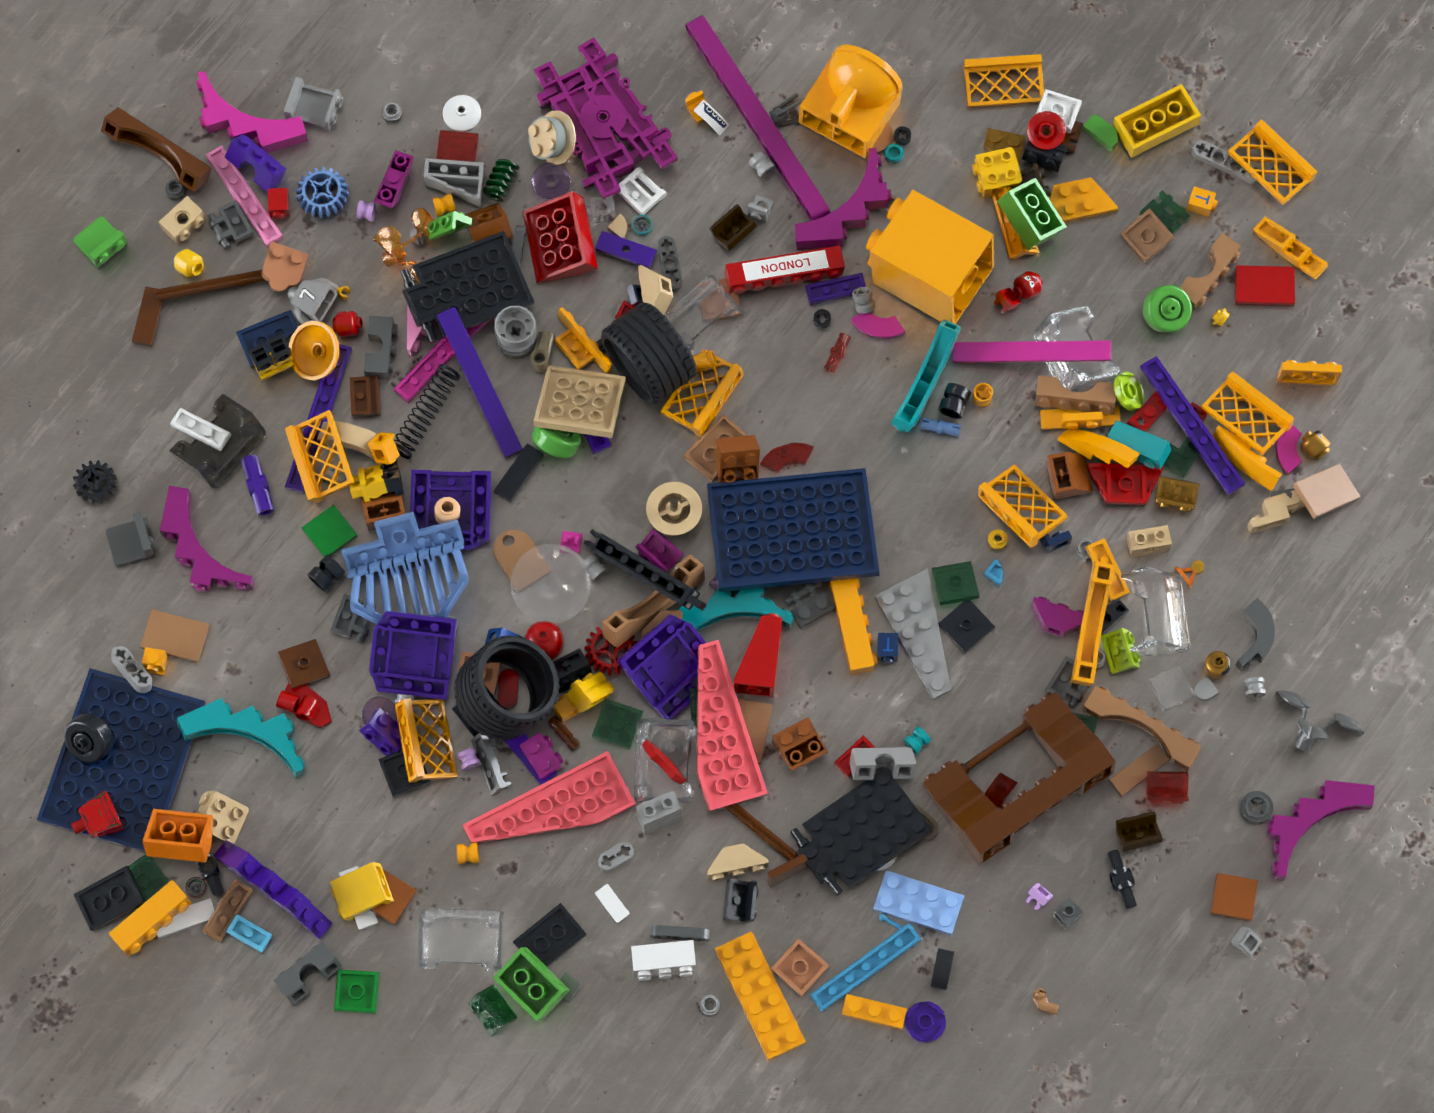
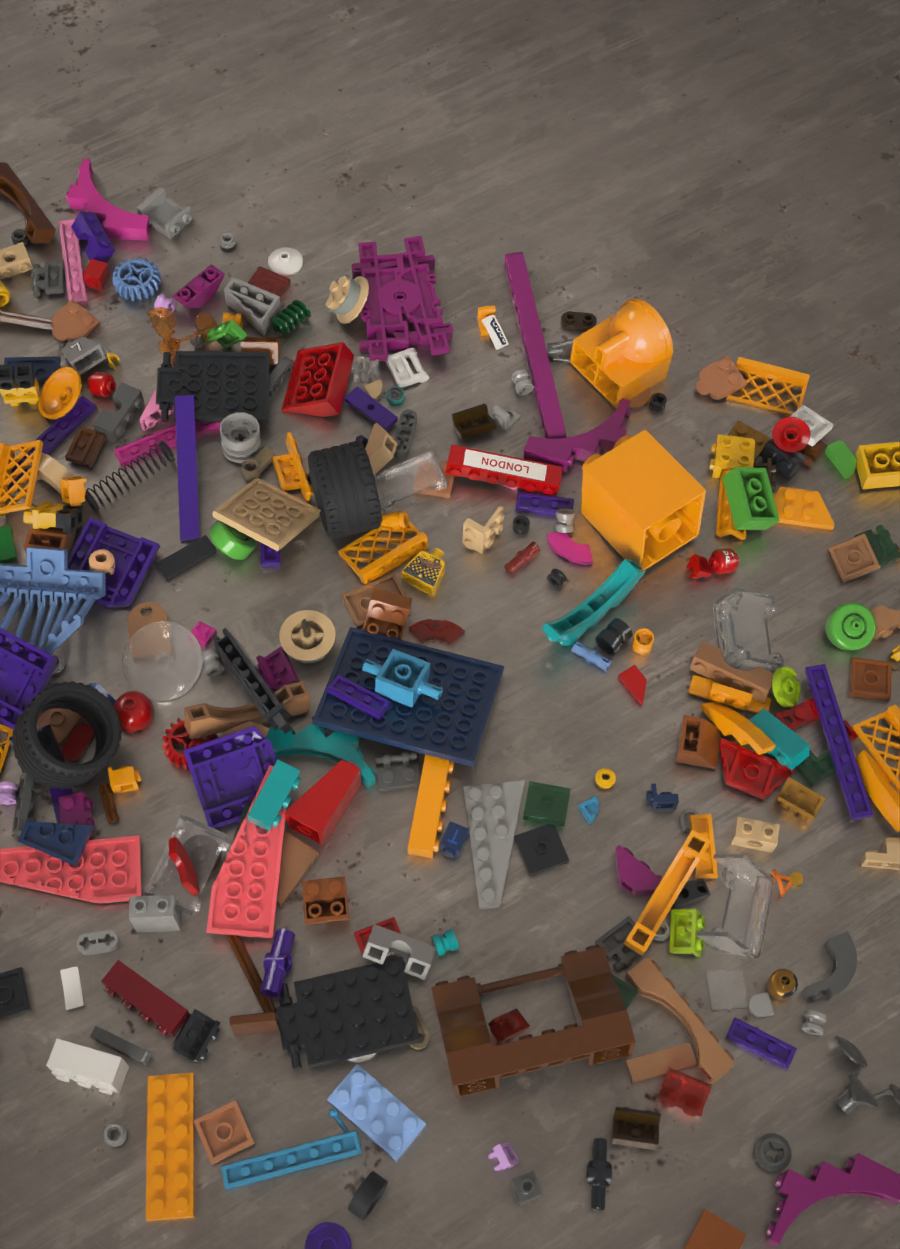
camera: 20 degrees right, 10 degrees down
(540, 783) = (58, 840): none -> dark blue wing
(550, 172) = (331, 332): clear purple dish -> none
(571, 668) = (141, 747): black bracket -> none
(590, 691) = (148, 772): yellow brick -> none
(617, 724) = (161, 813): clear green plate -> none
(681, 886) = (145, 998): none -> dark red brick
(718, 670) = (274, 796): none -> teal brick
(736, 861) = (209, 993): tan slope -> none
(749, 550) = (358, 696): none -> dark purple tile
(753, 401) = (425, 571): none -> torso
(782, 813) = (277, 963): none -> dark purple piece
(783, 518) = (402, 678): none -> dark azure brick
(789, 349) = (481, 537): none -> tan bracket
(790, 73) = (578, 321): none -> dark brown plate
(874, 1011) = (279, 1213): light orange plate -> none
(878, 361) = (556, 578): none -> black bush
(893, 153) = (644, 413): teal tile -> none
(954, 89) = (720, 379): none -> nougat plate
(990, 438) = (634, 682): none -> red tile
(1008, 512) = (626, 761): light orange fence -> none
(1032, 351) = (706, 618): dark pink tile -> none
(1201, 352) = (870, 679): none -> dark orange tile
(1216, 721) = (760, 1043): none -> dark purple tile

